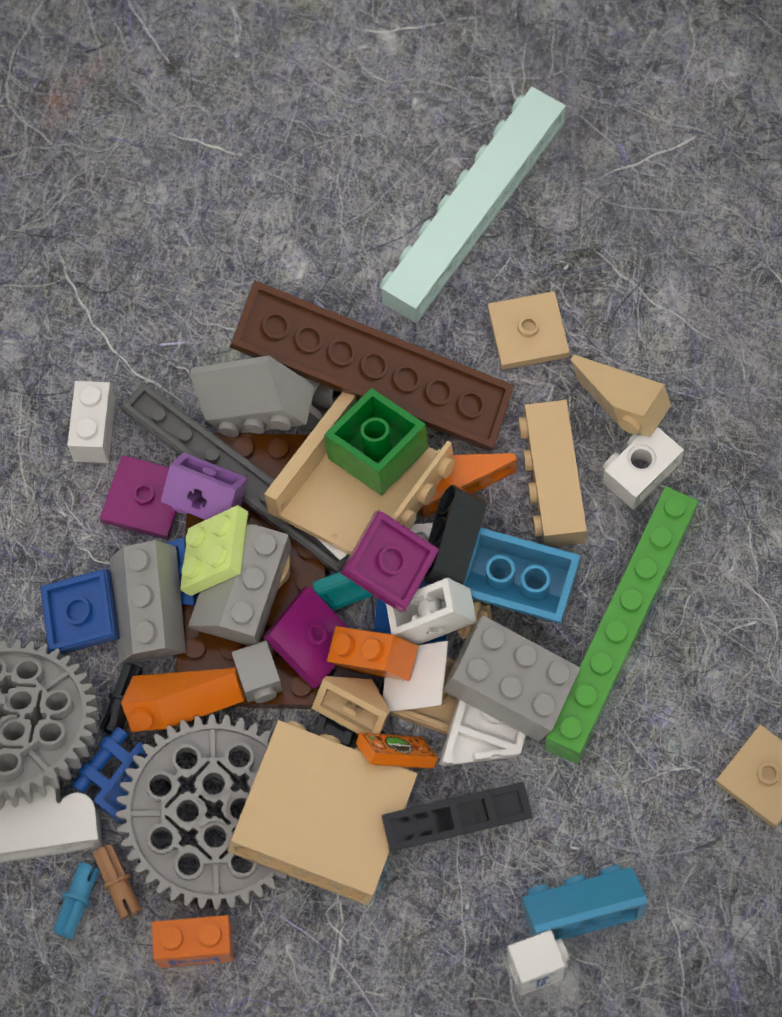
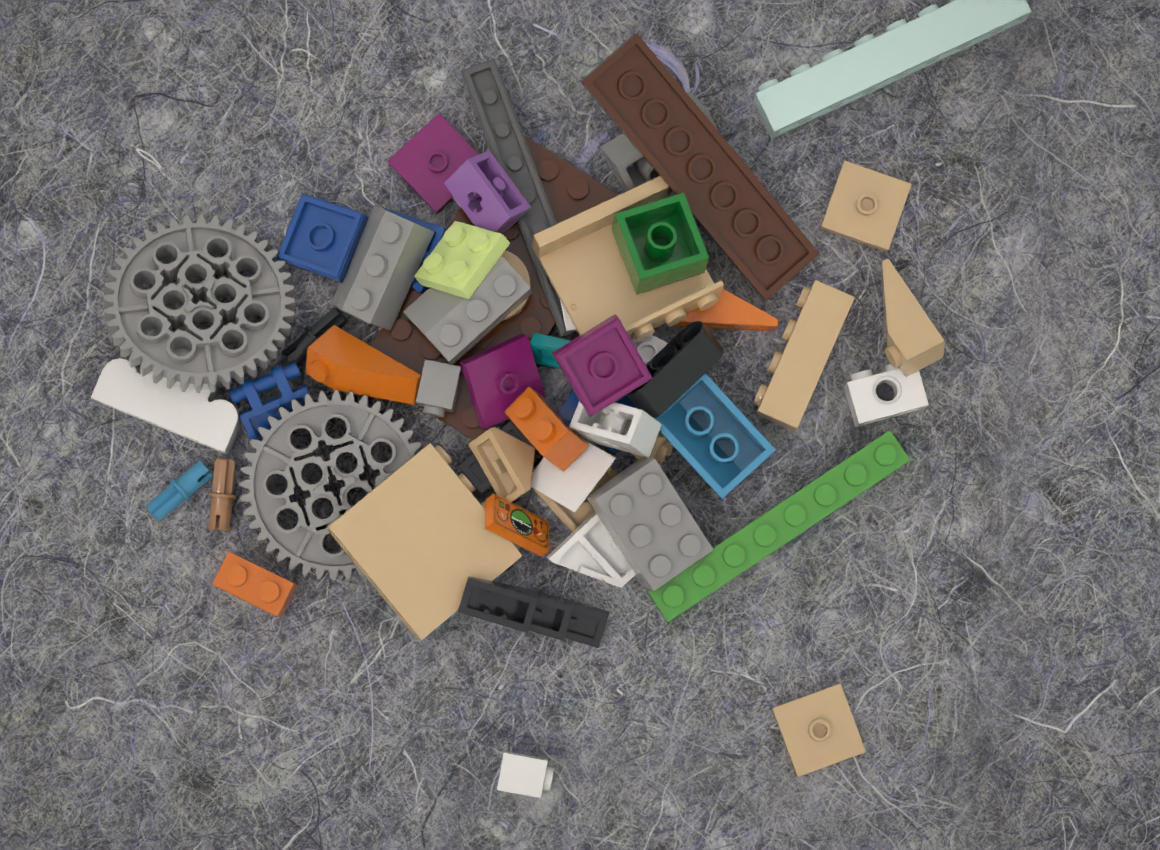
camera: 25 degrees right, 15 degrees up
(91, 422) = (429, 67): white brick -> none
(252, 395) = (578, 135): light grey slope -> none
(585, 903) = (594, 747): dark azure slope -> none

